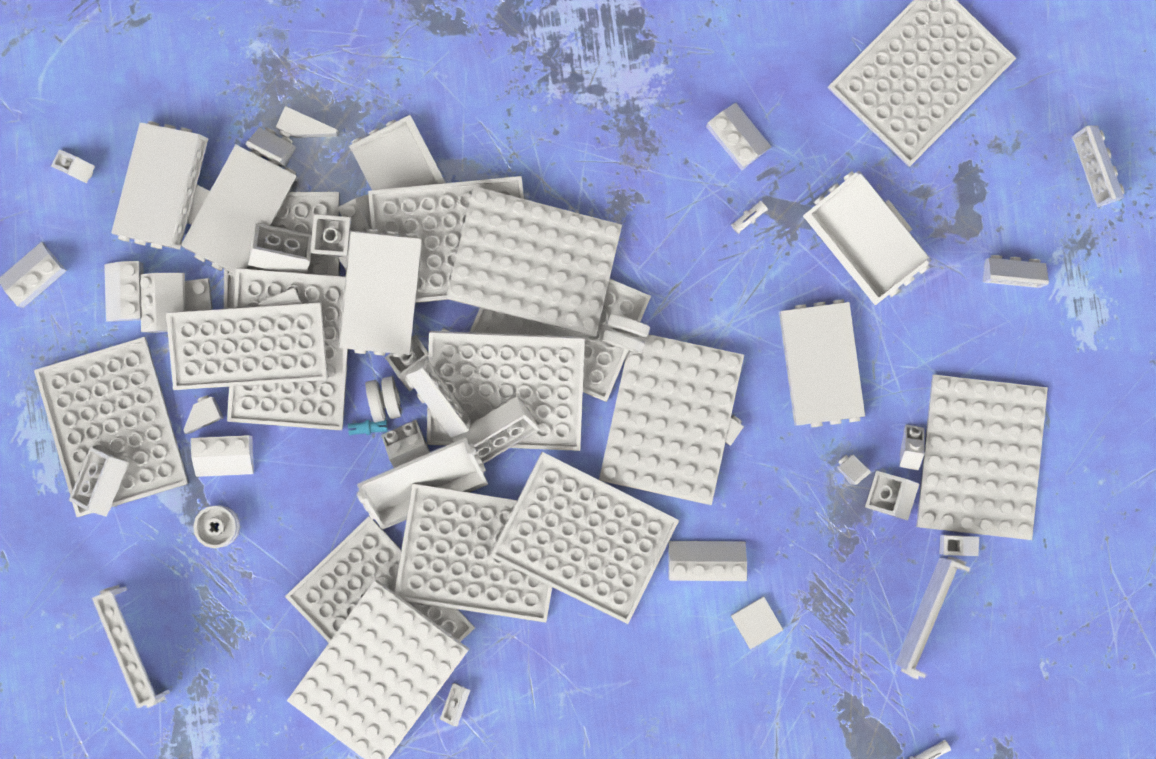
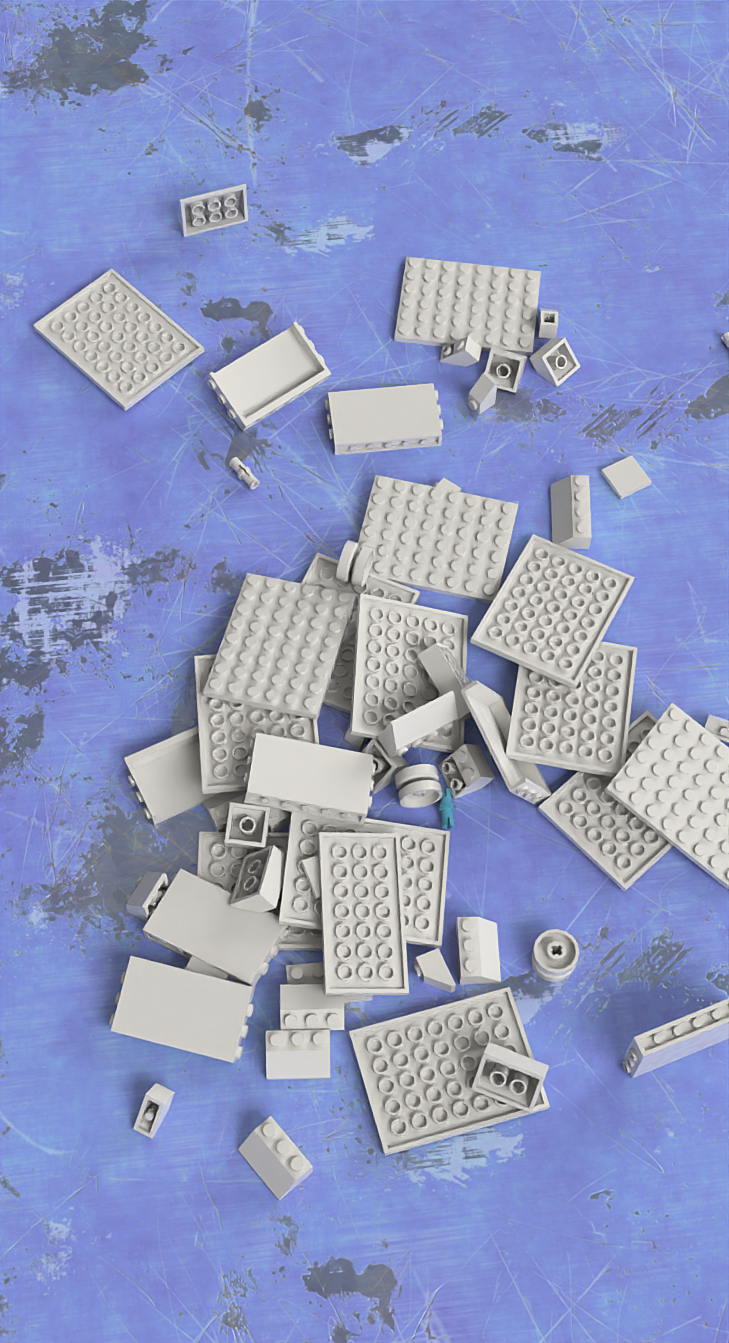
camera: 90 degrees left, 25 degrees down
(301, 126) = (125, 870): white slope -> none
(738, 136) = (168, 481): white slope -> none
(904, 551) = (555, 361): none -> white slope
(927, 614) = (613, 335): white panel -> none
(1015, 272) = (304, 273): white slope -> none

